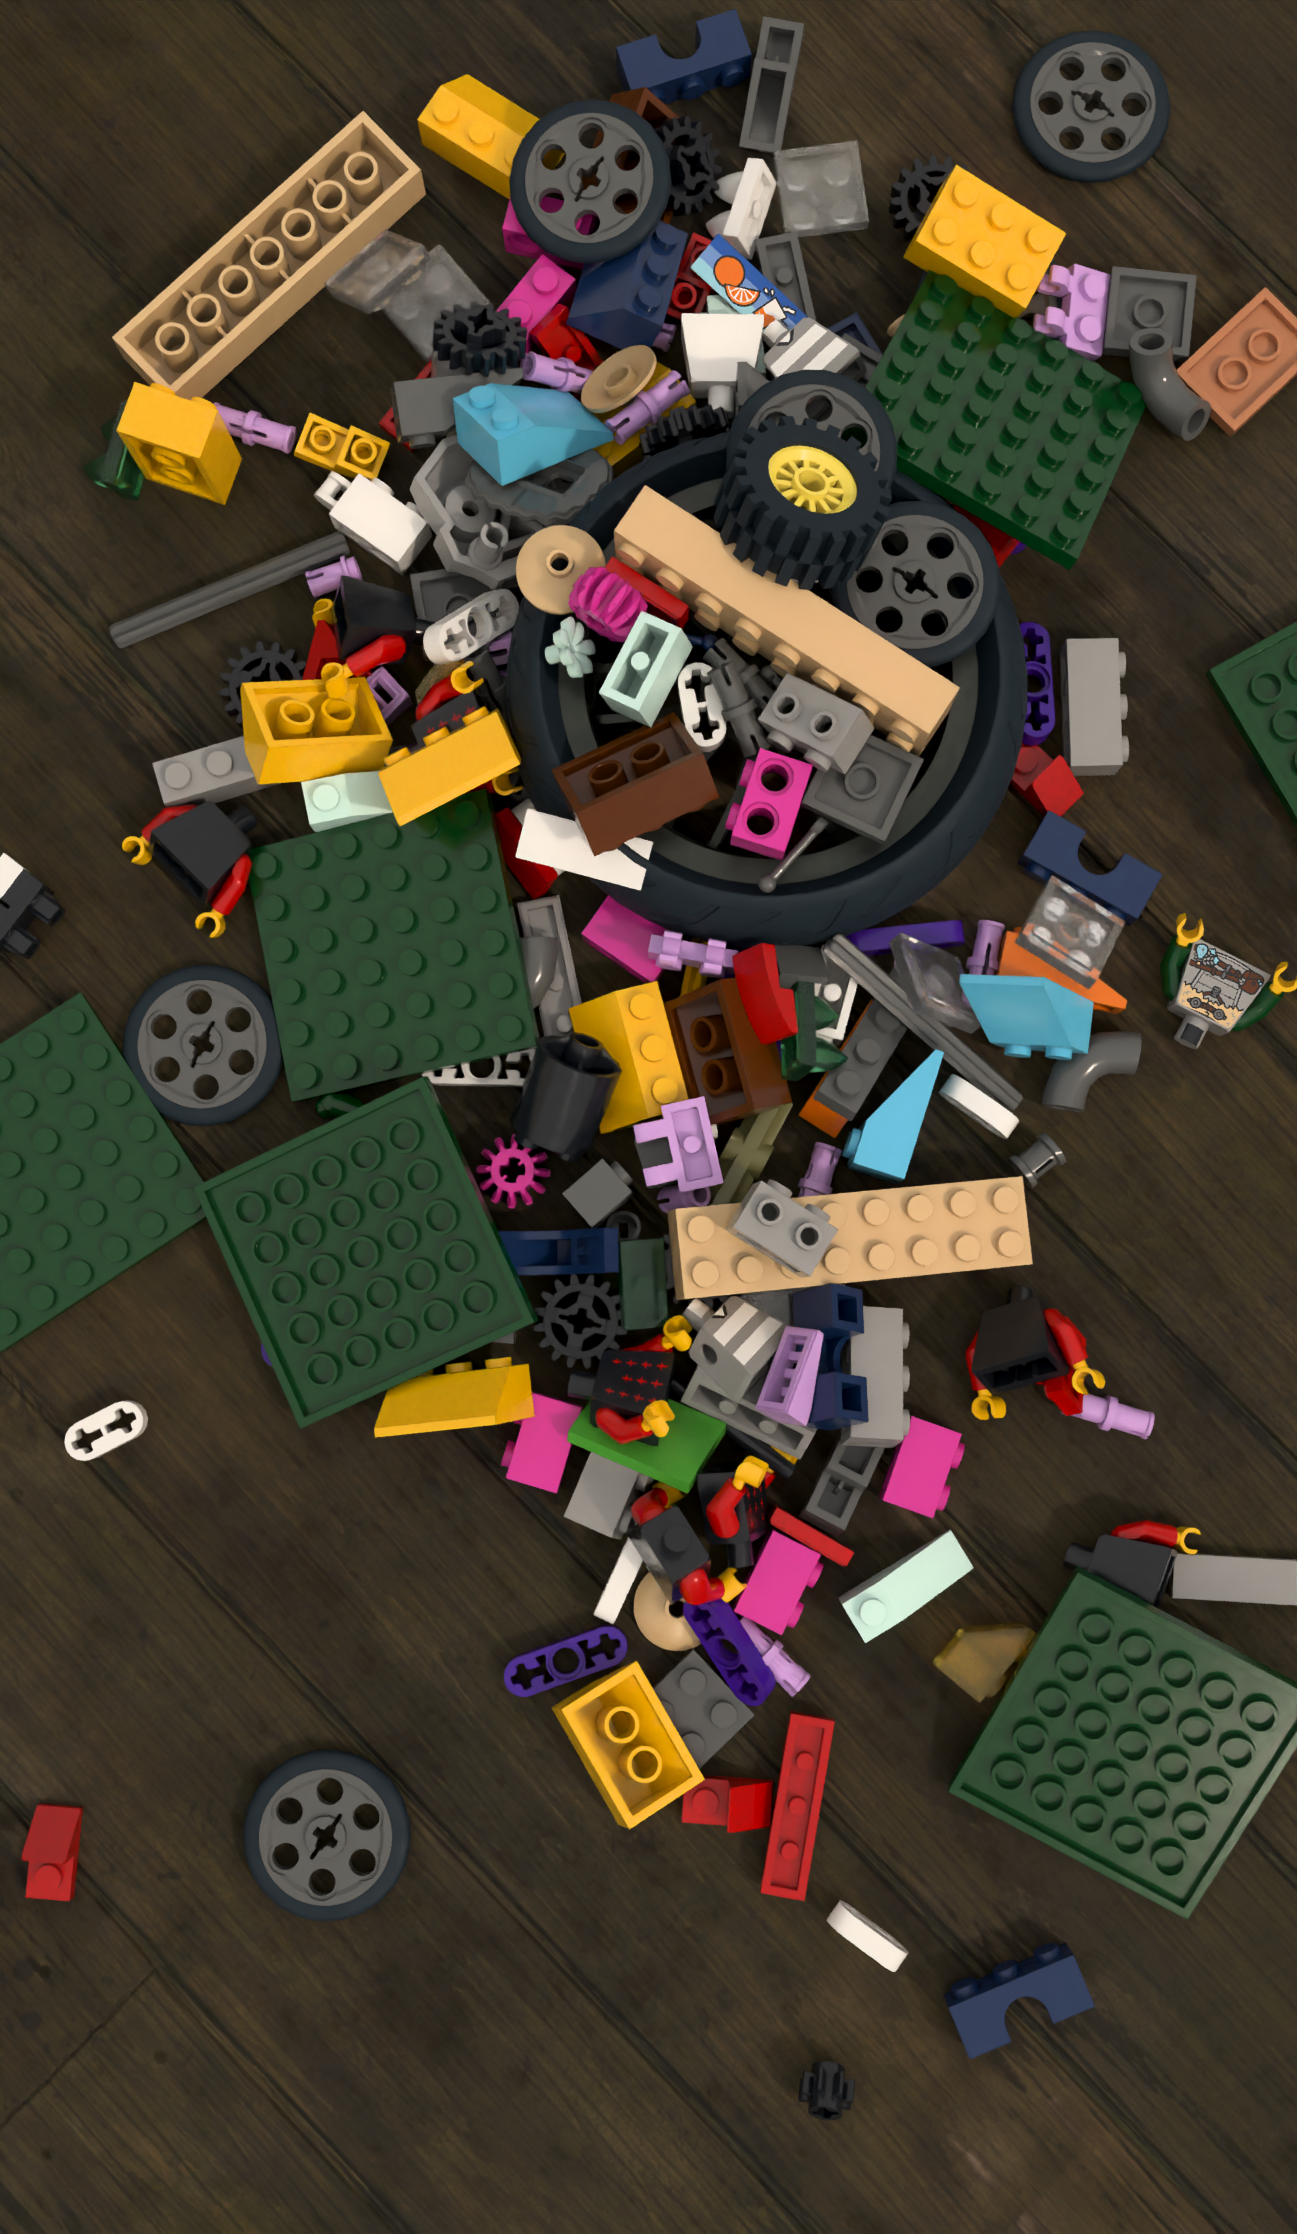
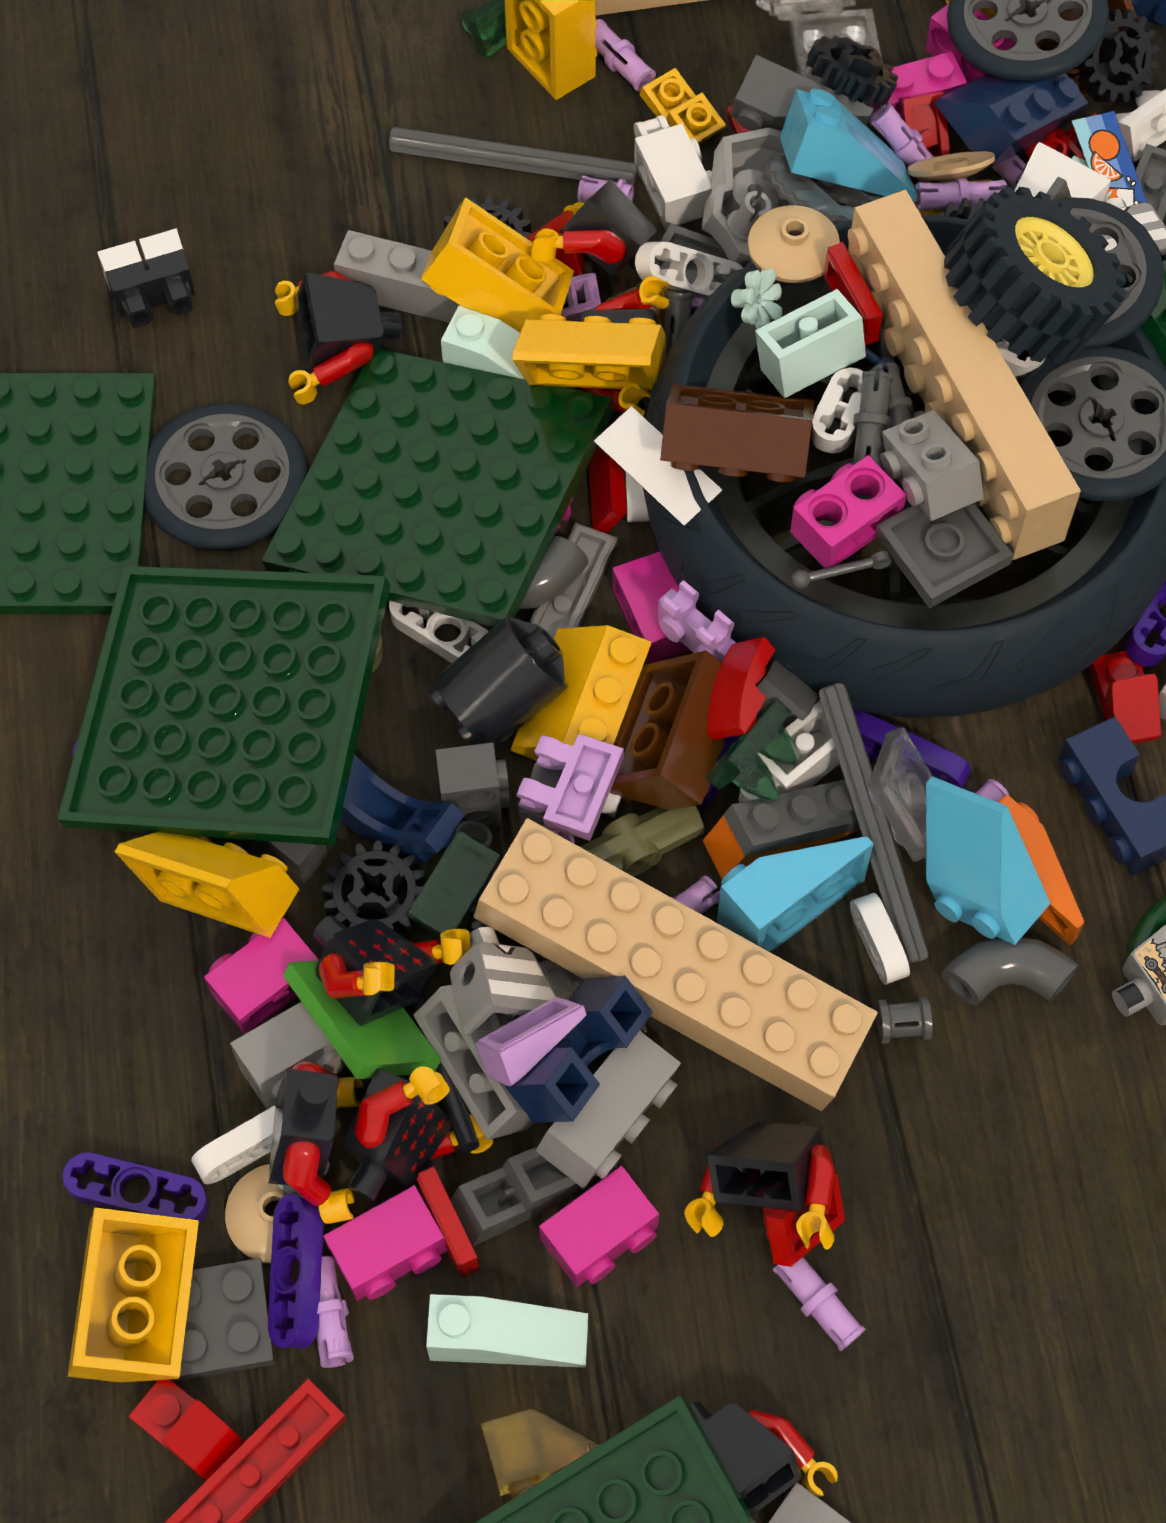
camera: 30 degrees right, 20 degrees down
(523, 1182) = (408, 716): dark pink gear -> none
(606, 603) = (810, 271): dark pink gear -> none
(782, 1227) = (612, 887): light grey brick -> none
(1070, 932) = (1066, 826): clear plate -> none

